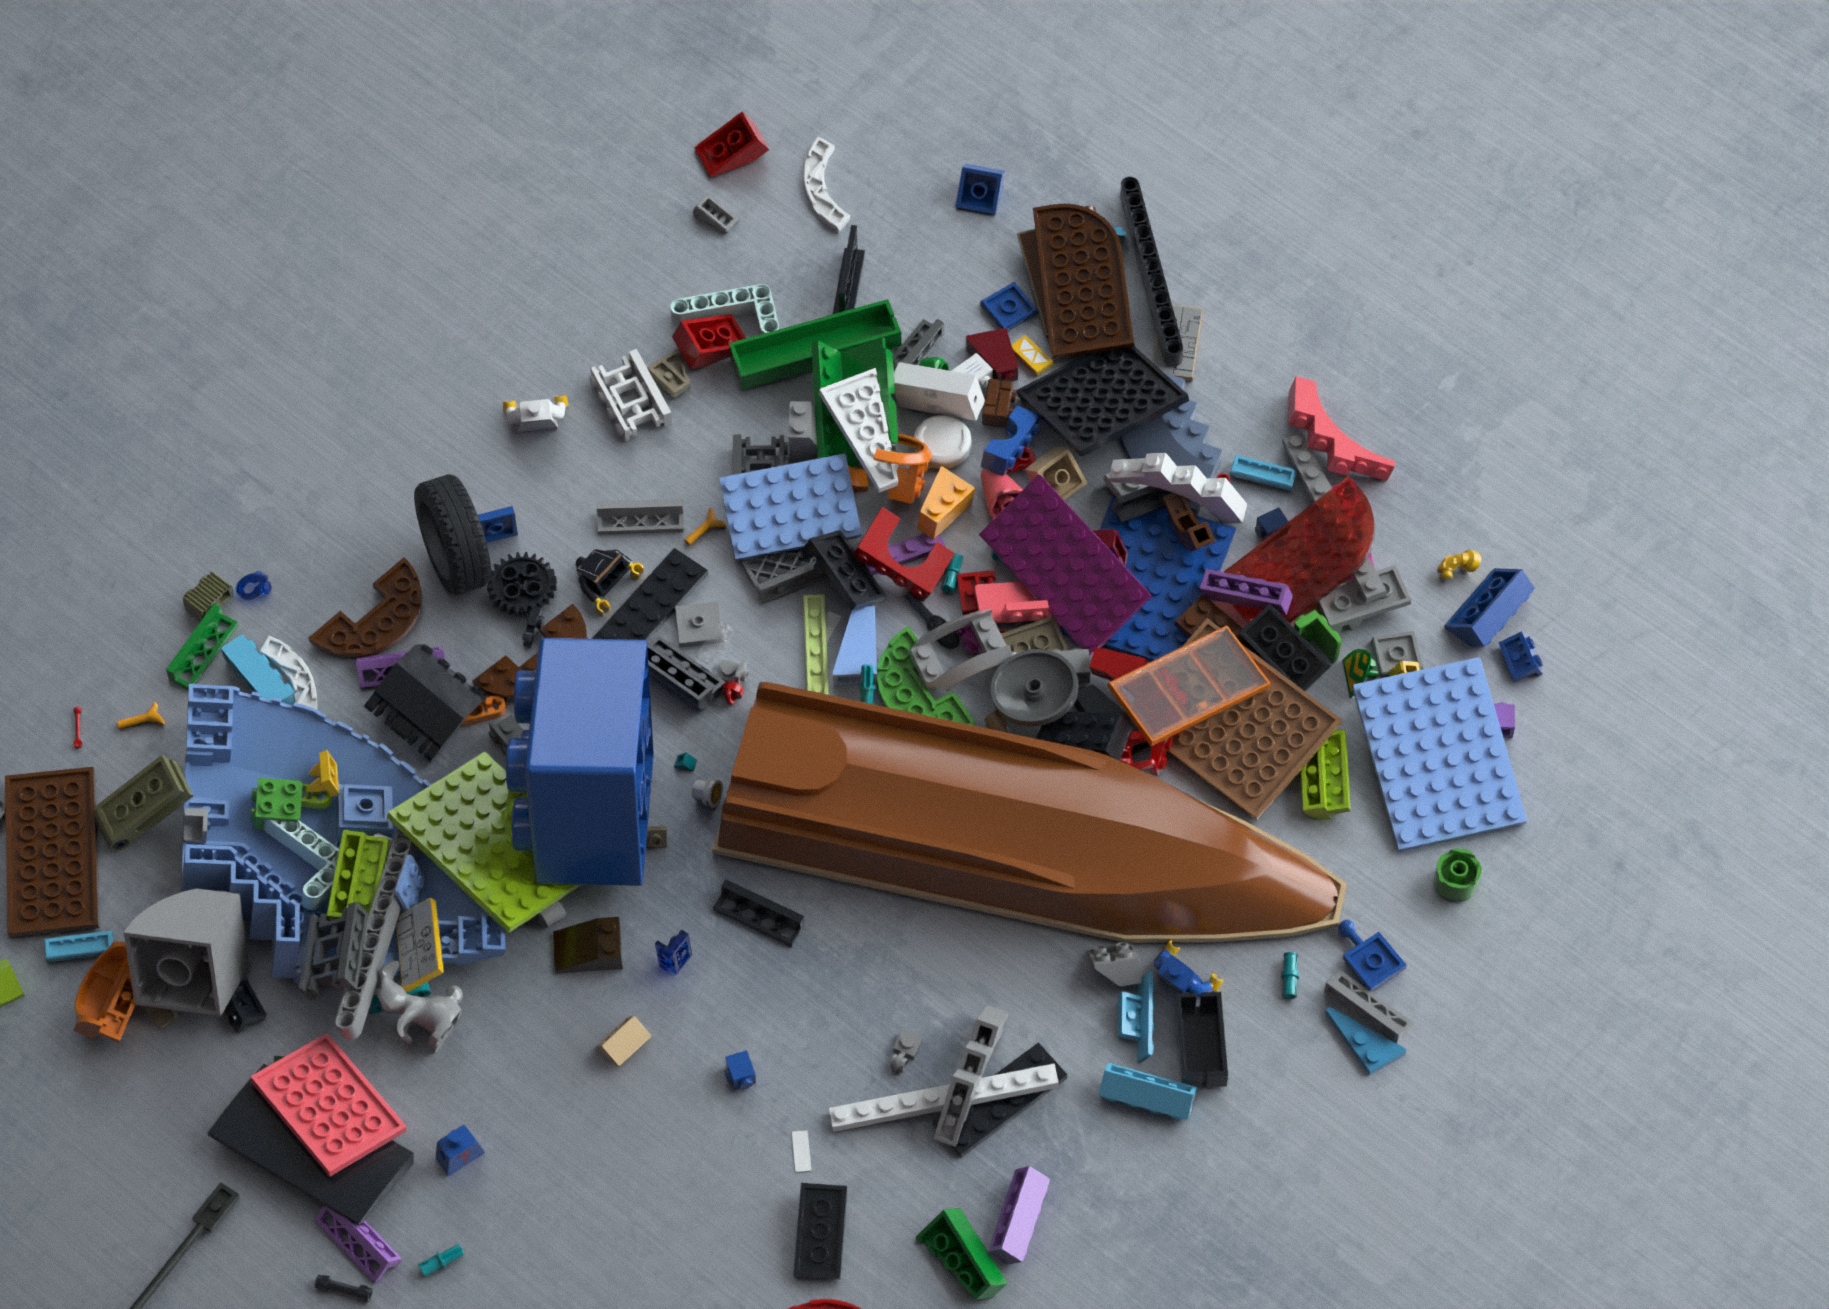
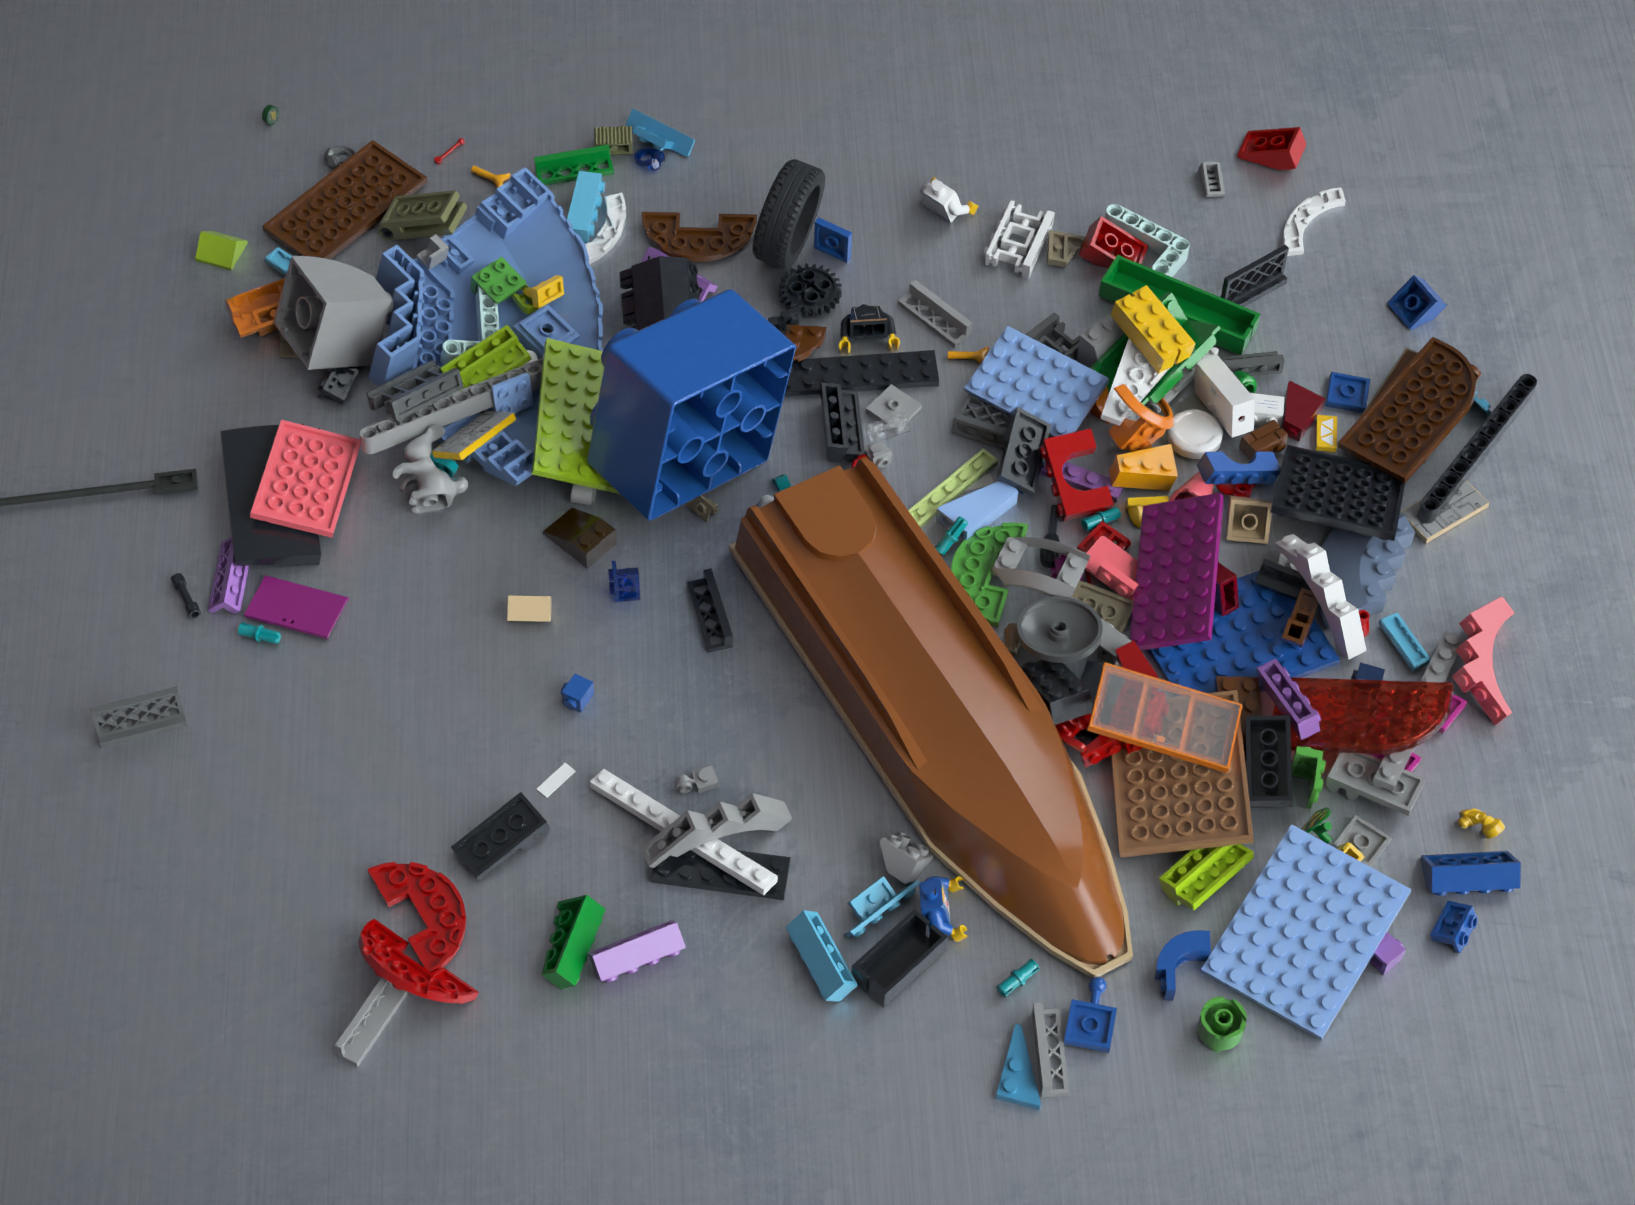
camera: 45 degrees right, 5 degrees down
(237, 557) = (659, 134): none -> dark azure bracket
(439, 1209) = (296, 607): none -> magenta container
(457, 1150) = (350, 577): blue torso -> none
(845, 384) = (1152, 329): none -> yellow piece
(969, 540) = (1136, 504): none -> yellow tile
(1375, 839) = (1180, 949): none -> blue arch

